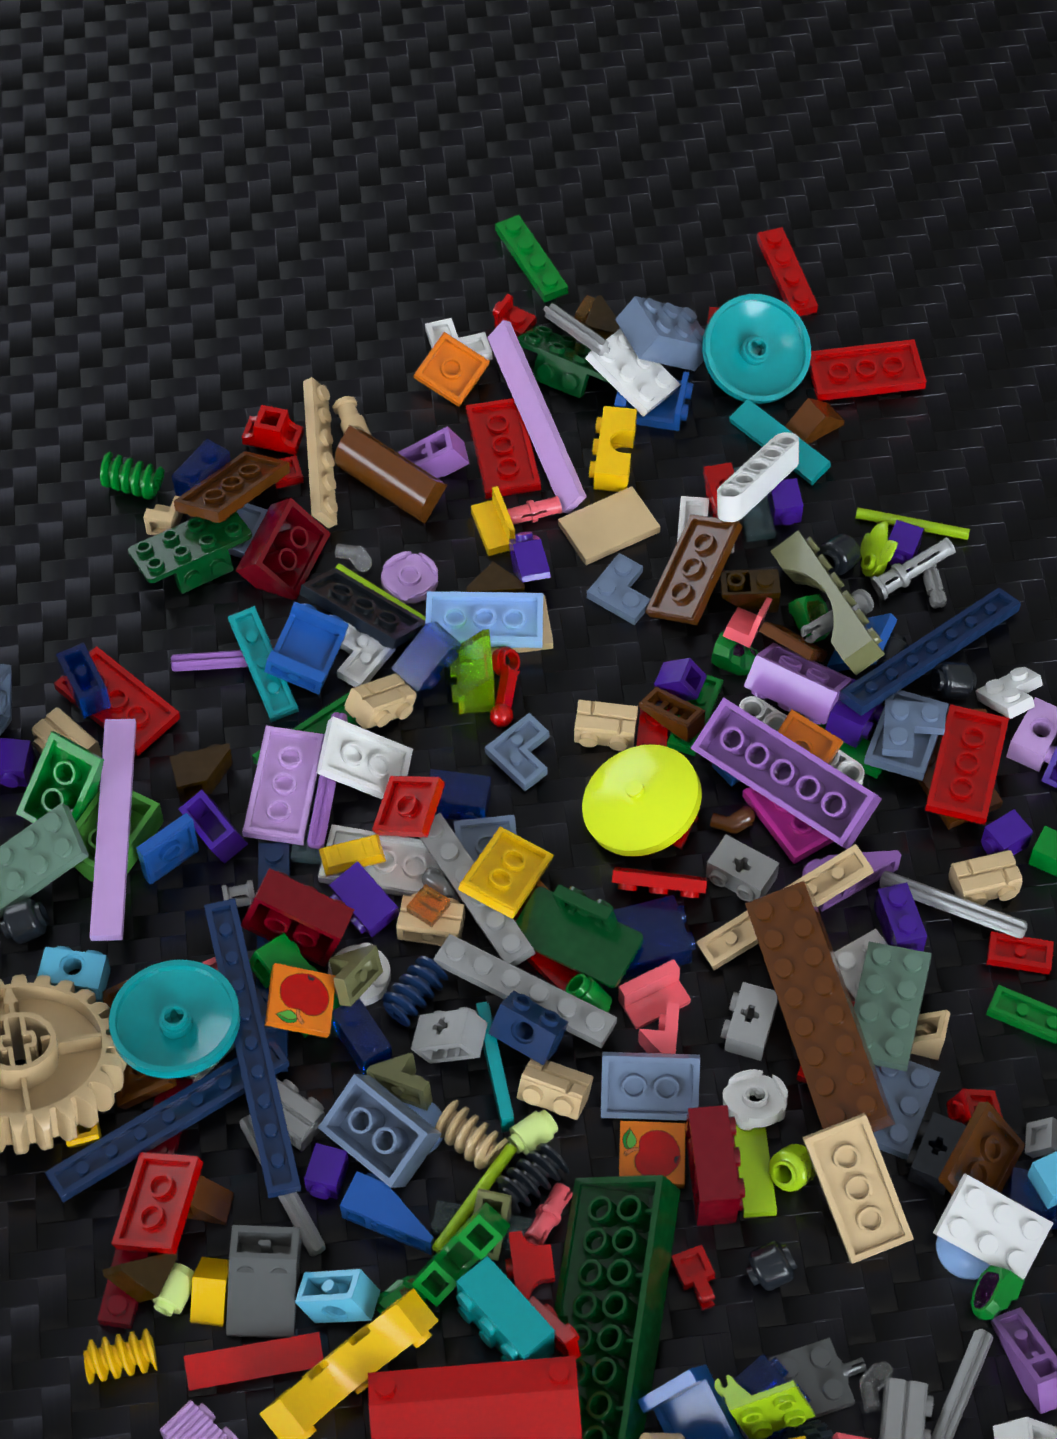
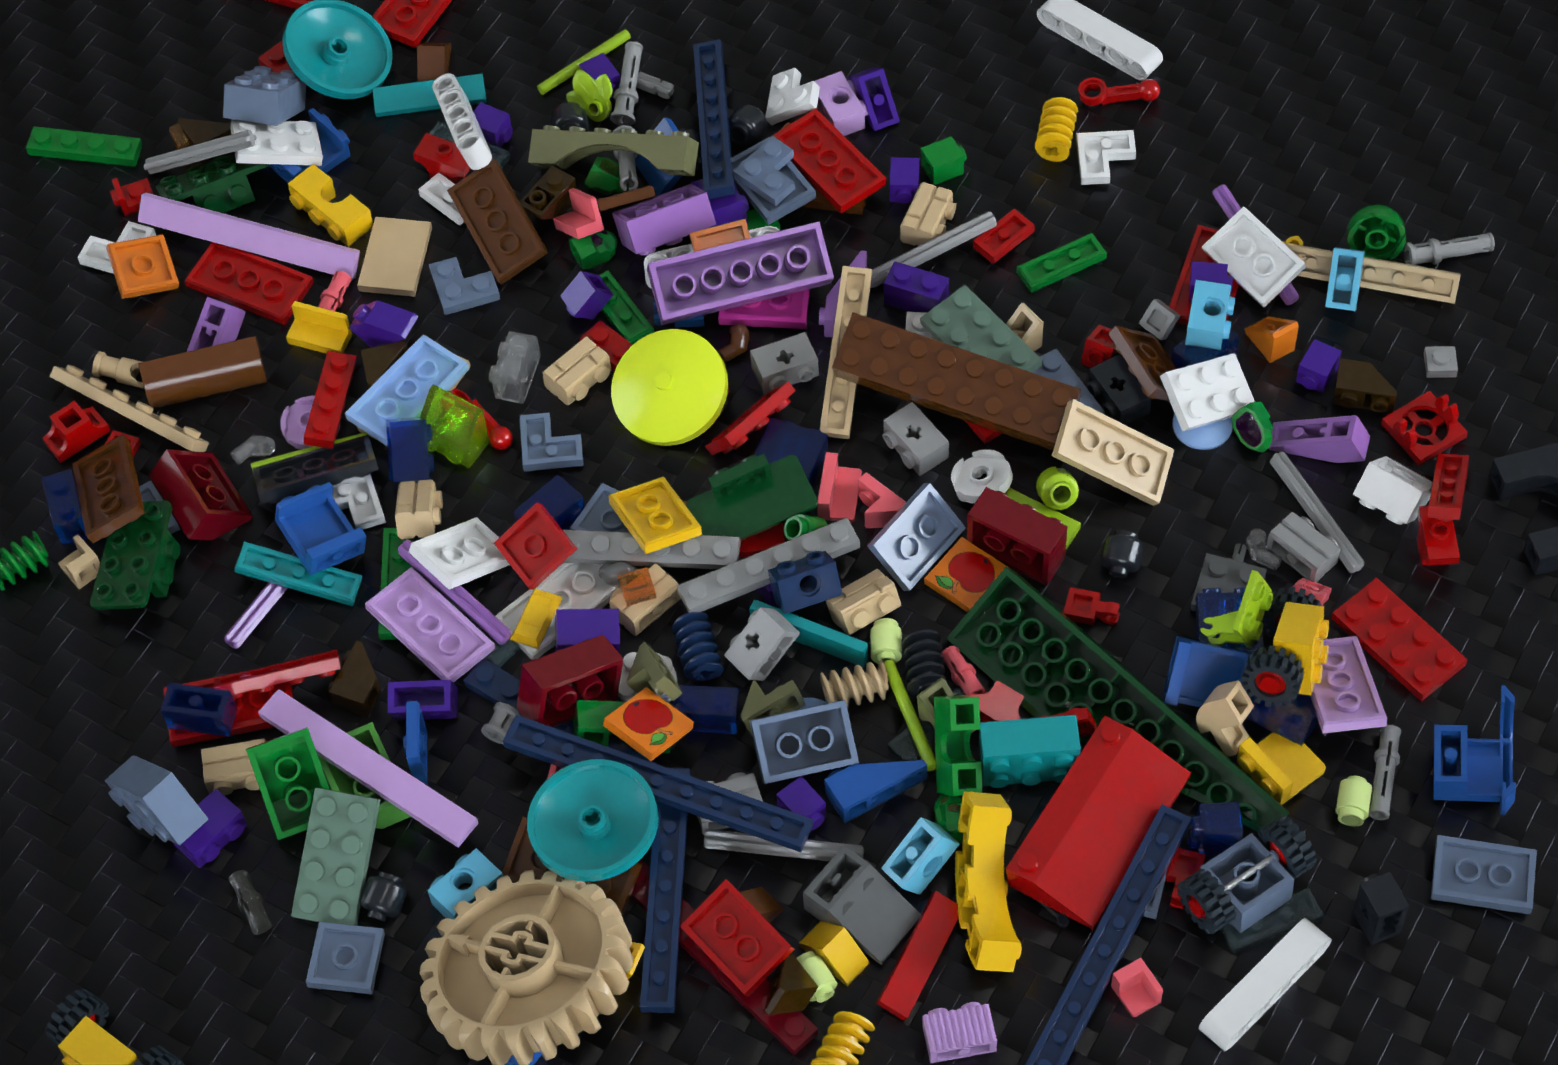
camera: 50 degrees left, 0 degrees up
(152, 707) = (291, 672): none -> red plate
(435, 574) = (330, 400): none -> red plate
(571, 678) = (515, 367): none -> clear brick
(686, 726) = (620, 316): reddish brown slope -> none

